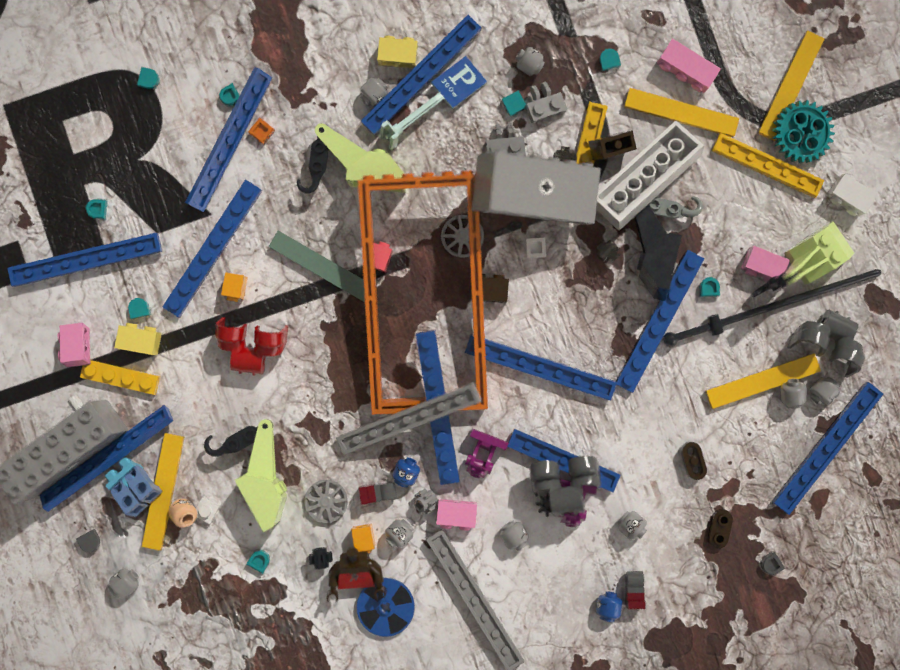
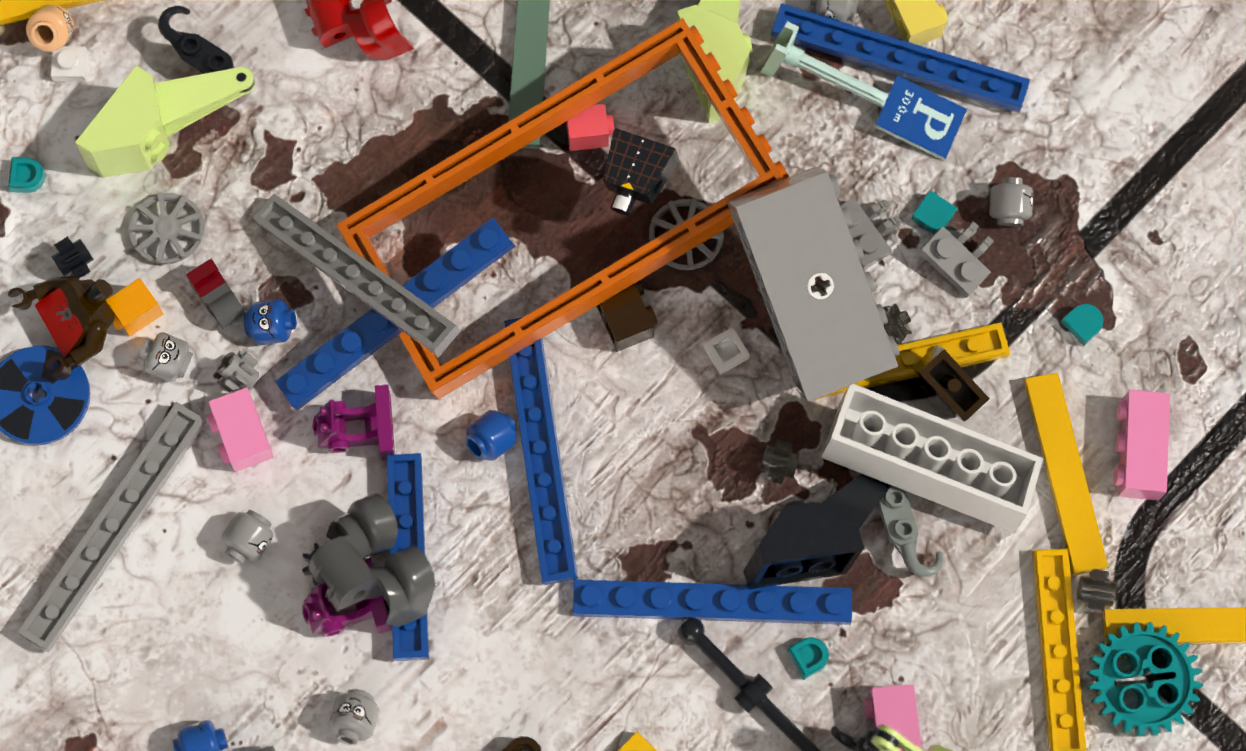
camera: 55 degrees right, 15 degrees down
(430, 248) = (637, 169): none -> black torso
(522, 389) = (491, 435): none -> blue head
(749, 130) = (1096, 591): none -> clear smoke gear

